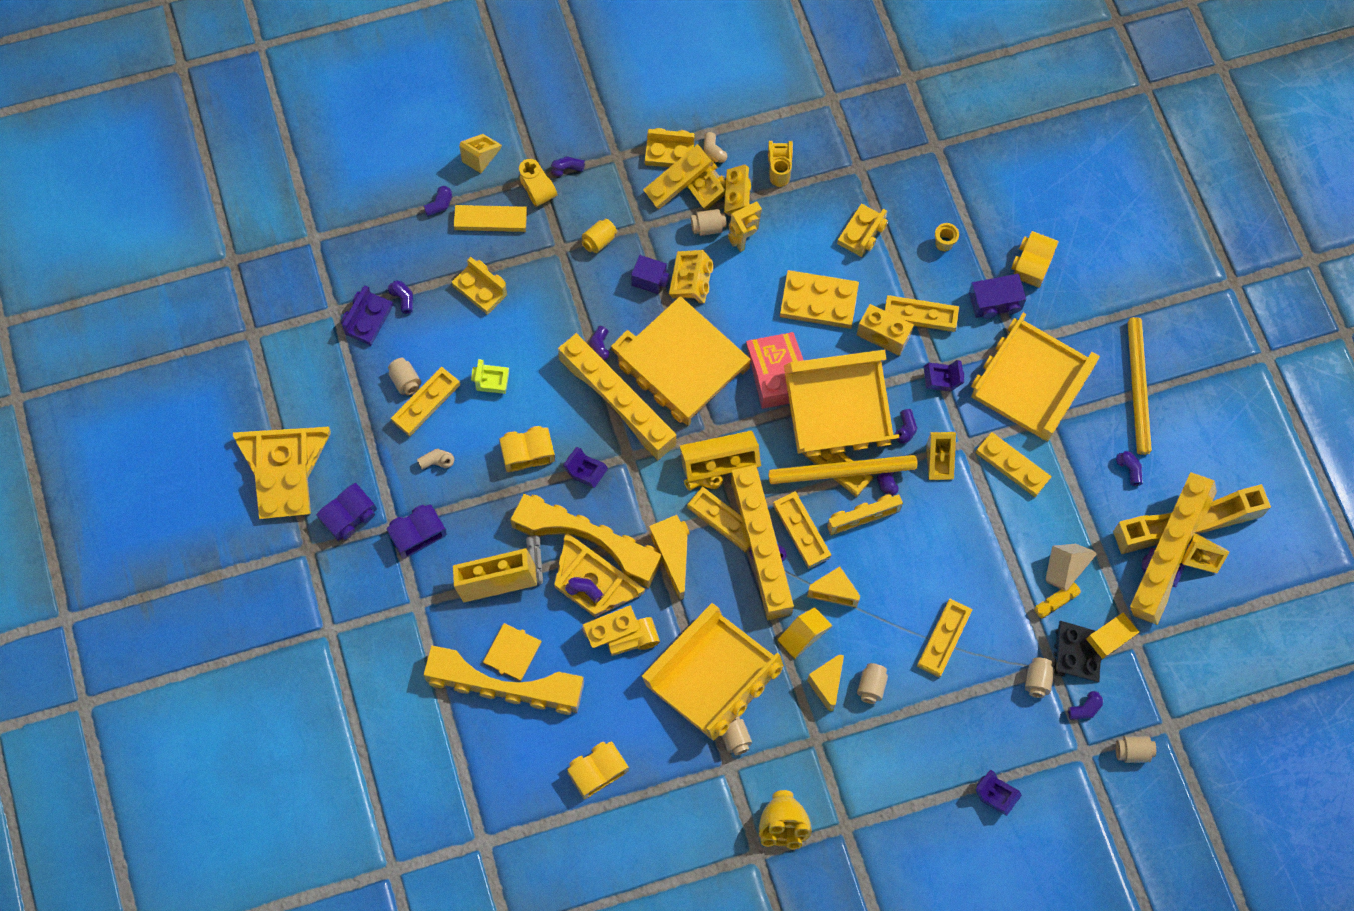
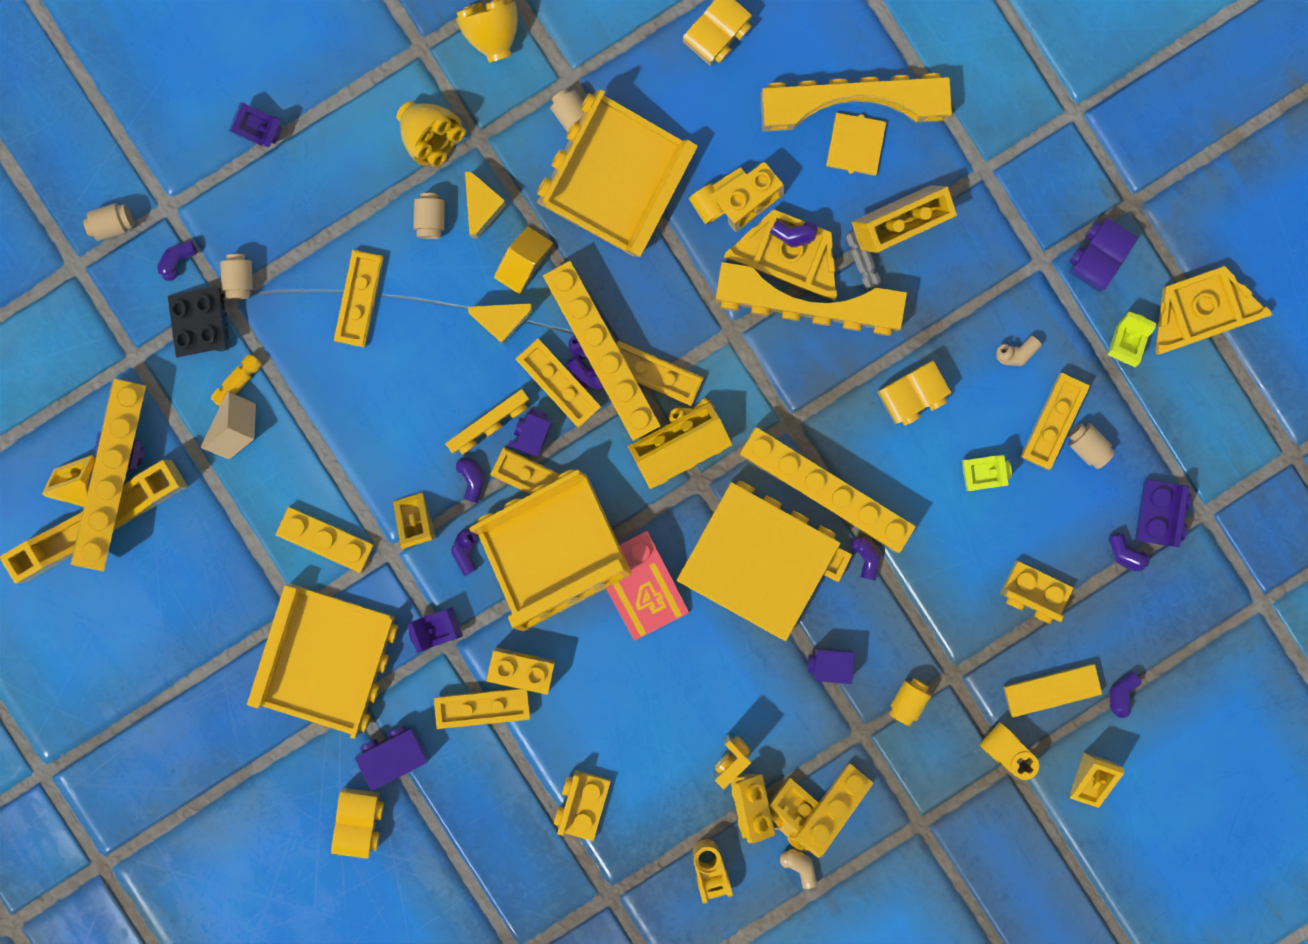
camera: 160 degrees right, 20 degrees up
(282, 491) = (1187, 258): yellow plate -> none
(347, 444) = (1131, 338): none -> neon yellow bracket
(416, 531) = (1014, 254): dark purple brick -> none
(567, 163) = (980, 795): dark purple arm -> none
(584, 468) = (837, 387): dark purple bracket -> none
(667, 147) = (857, 850): yellow bracket -> none
(671, 541) = (705, 316): yellow slope -> none
(691, 275) = (779, 679): yellow bracket -> none
(708, 222) = (778, 758): tan brick -> none
(781, 533) = (584, 375): none -> dark purple arm
(819, 299) = (613, 694): yellow plate -> none
(833, 496) = (532, 432): none -> dark purple brick
(842, 469) = (527, 470): yellow axle -> none
(857, 749) = (429, 132): none -> yellow piece
(946, 230) = (473, 832): yellow piece -> none
(1112, 635) = (161, 351): yellow tile -> none
(1134, 466) = (179, 578): dark purple arm -> none
(1139, 386) = (192, 687): yellow axle -> none

